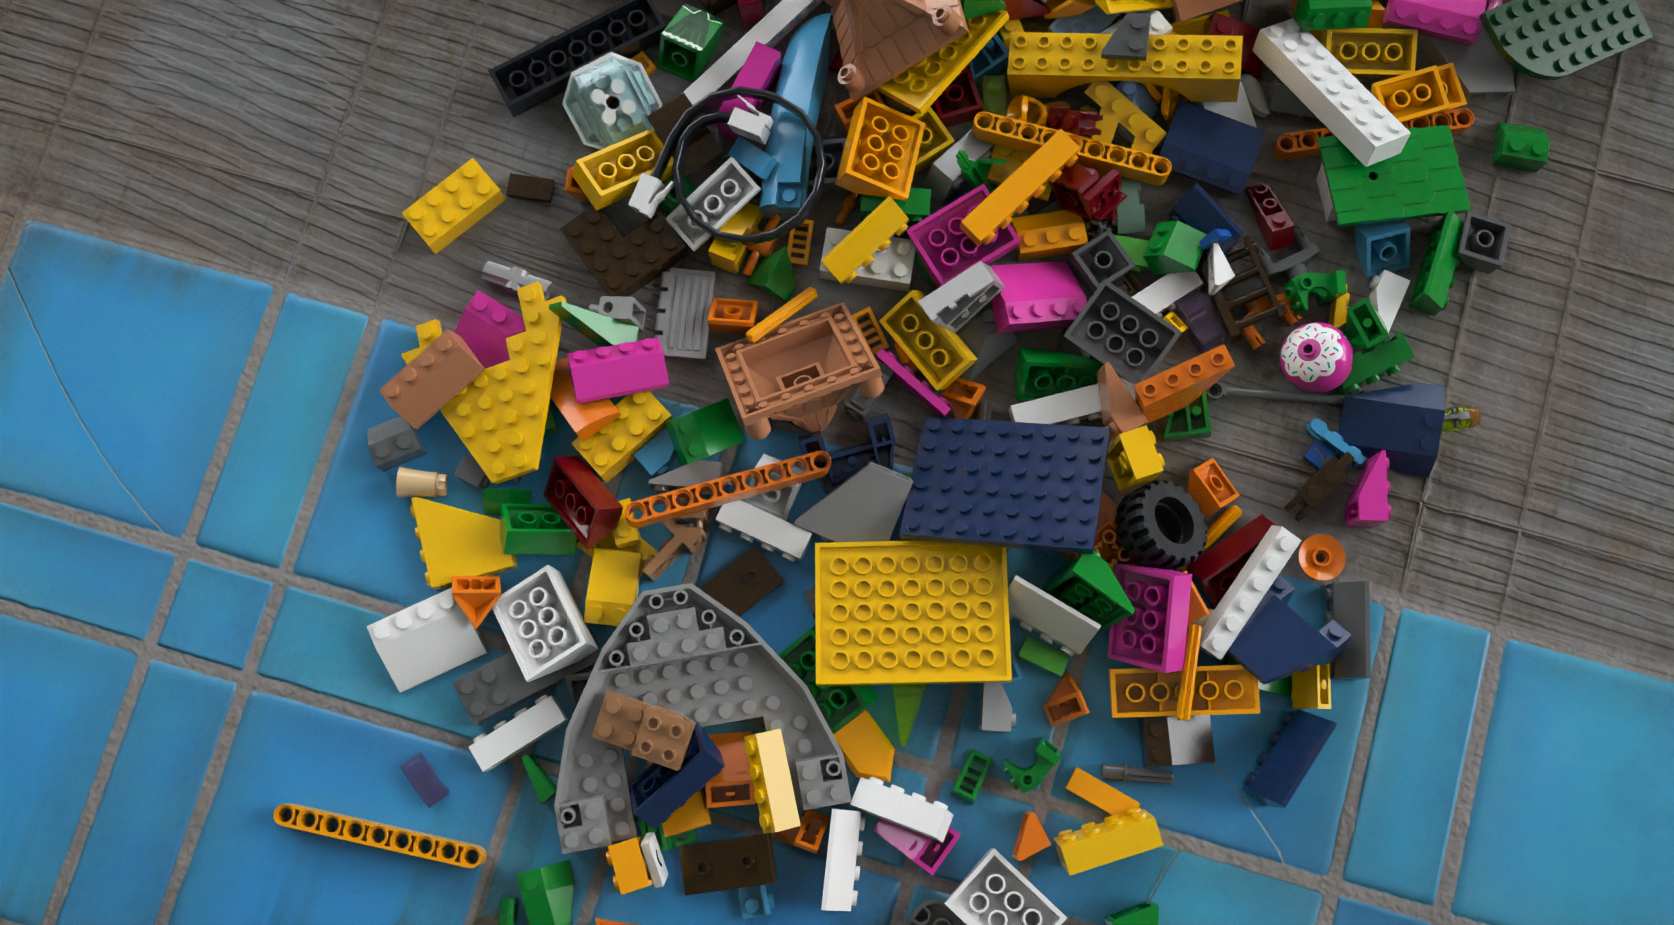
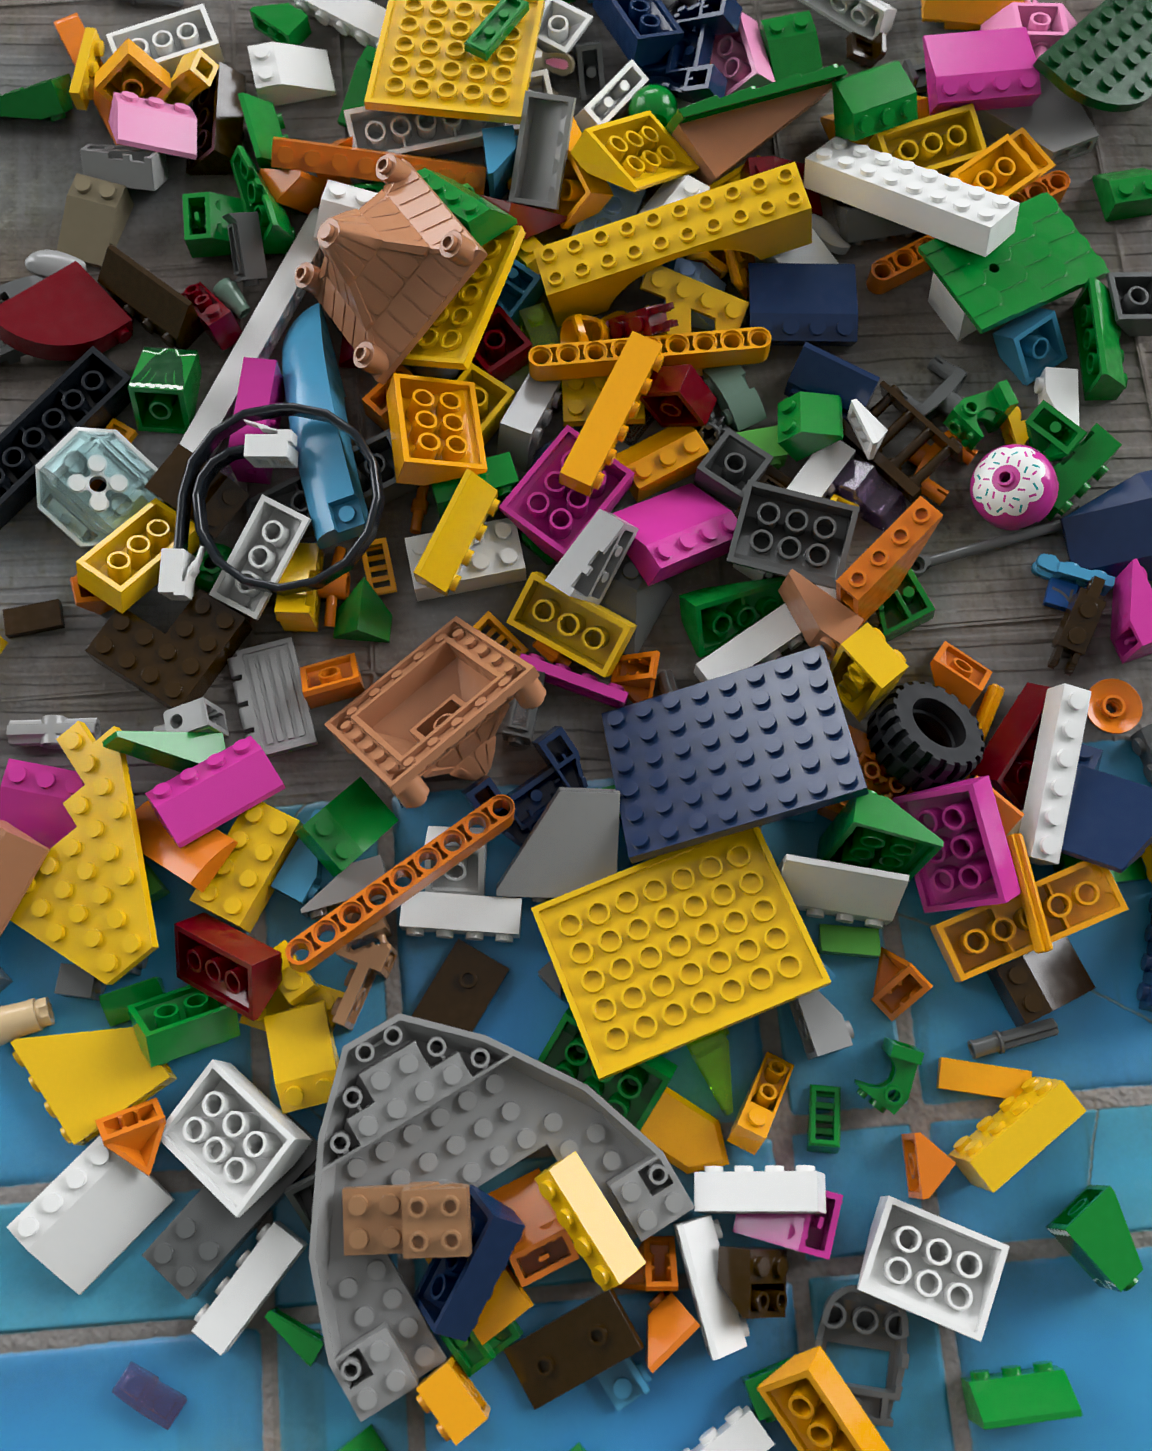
camera: 25 degrees left, 5 degrees down
(654, 859) = (479, 1380): white tile -> none
(752, 157) = (288, 488): dark azure tile -> none
(781, 314) = (388, 657): light orange axle -> none
(799, 875) = (666, 1328): none -> orange slope
(874, 868) = (754, 1280): none -> dark brown slope
(929, 748) = (760, 1104): none -> light orange slope
(976, 172) = (552, 415): green piece -> none
(1104, 197) = (710, 392): dark red slope -> none
(1129, 39) = (670, 207): dark grey wing -> none
(1216, 236) = (852, 391): blue tile -> none
(1270, 216) = (900, 357): dark red slope -> none

